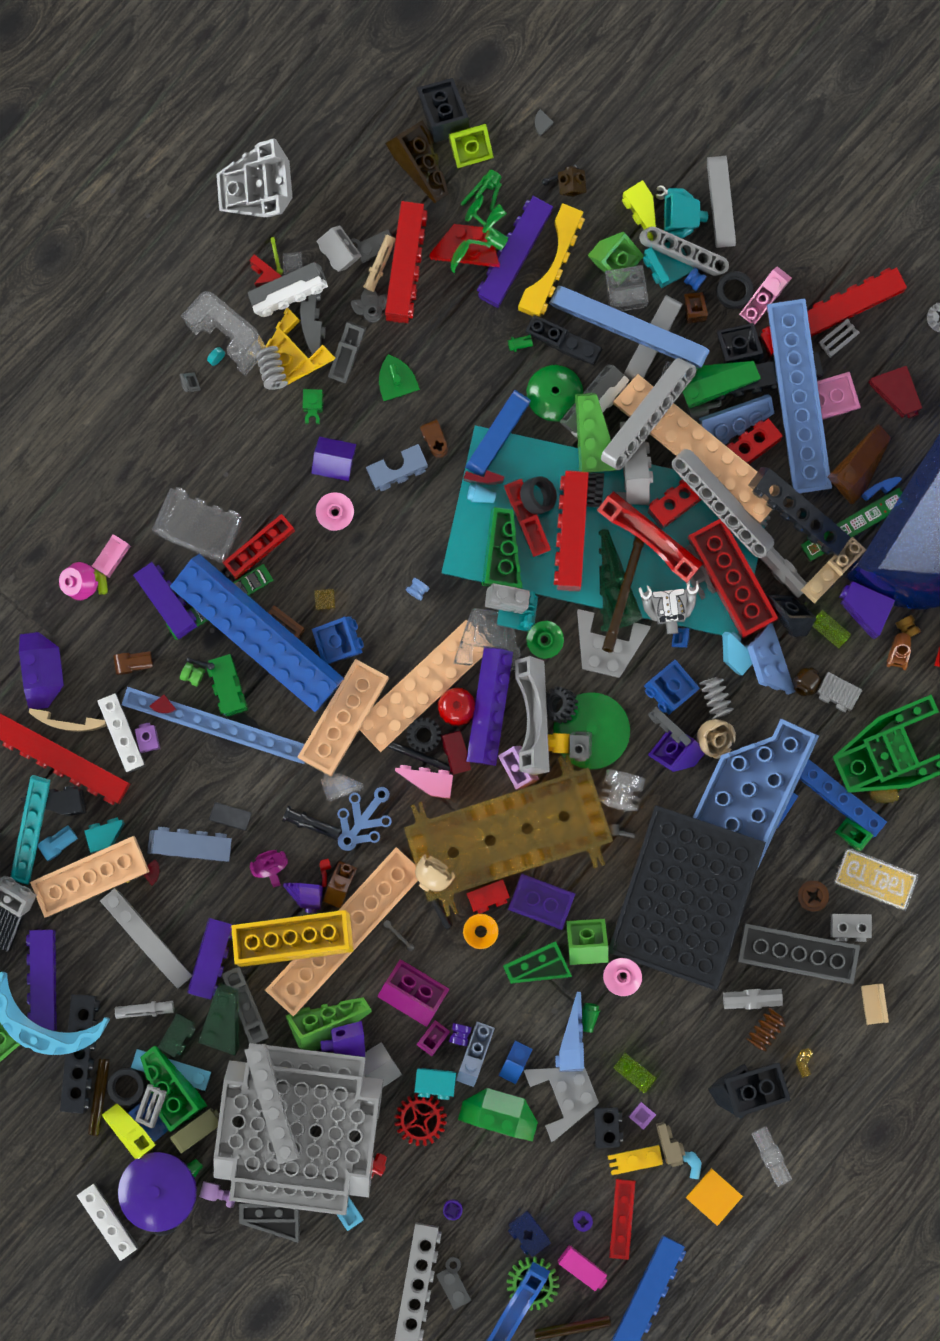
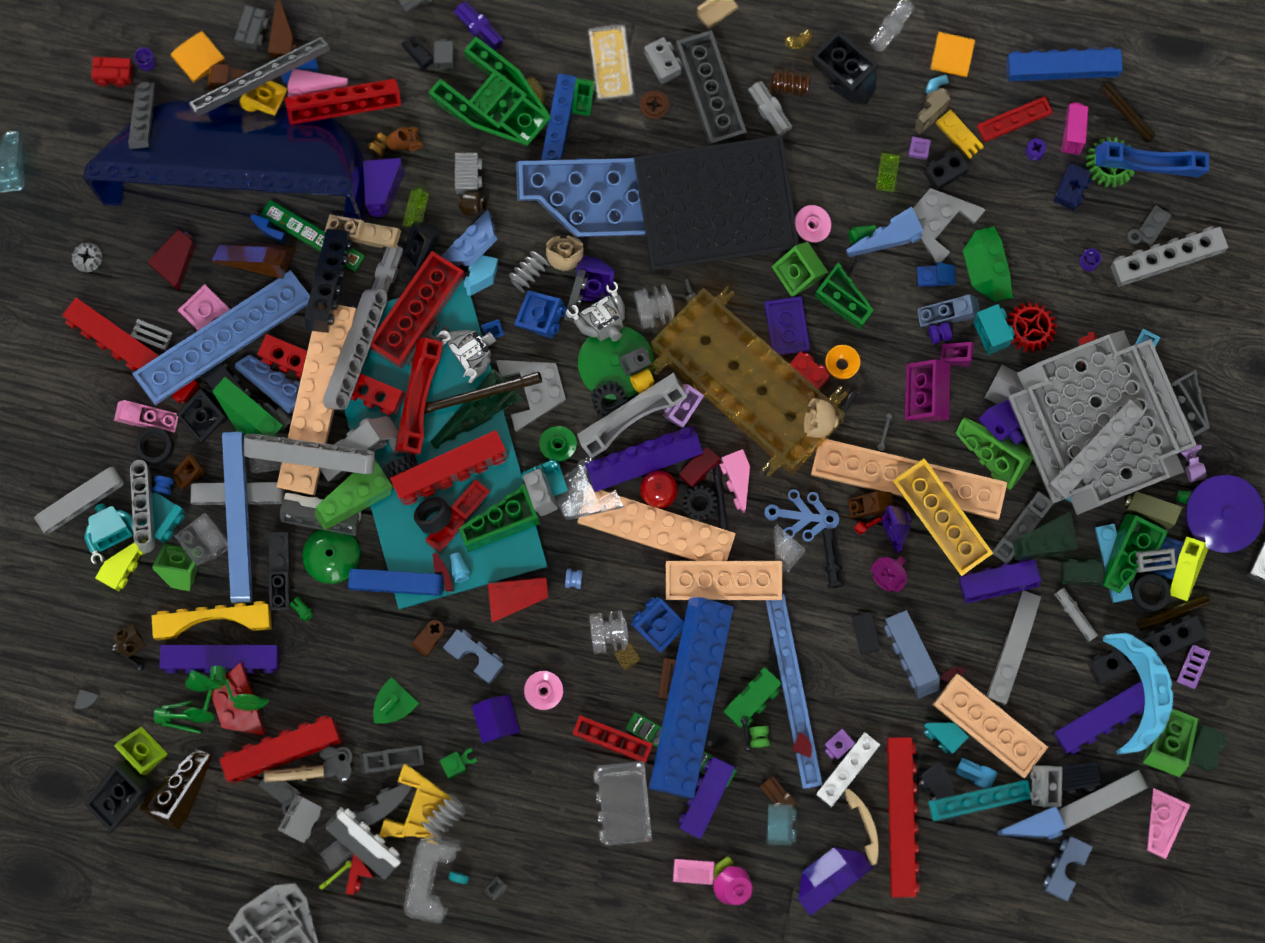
camera: 115 degrees left, 5 degrees down
(57, 1094) = (1189, 656): none -> medium lavender slope
(105, 647) = (780, 825): none -> clear light blue brick
(353, 591) = (608, 632): none -> clear wheel
(430, 530) = (515, 595): none -> red wedge
(636, 739) = (602, 318): none -> torso

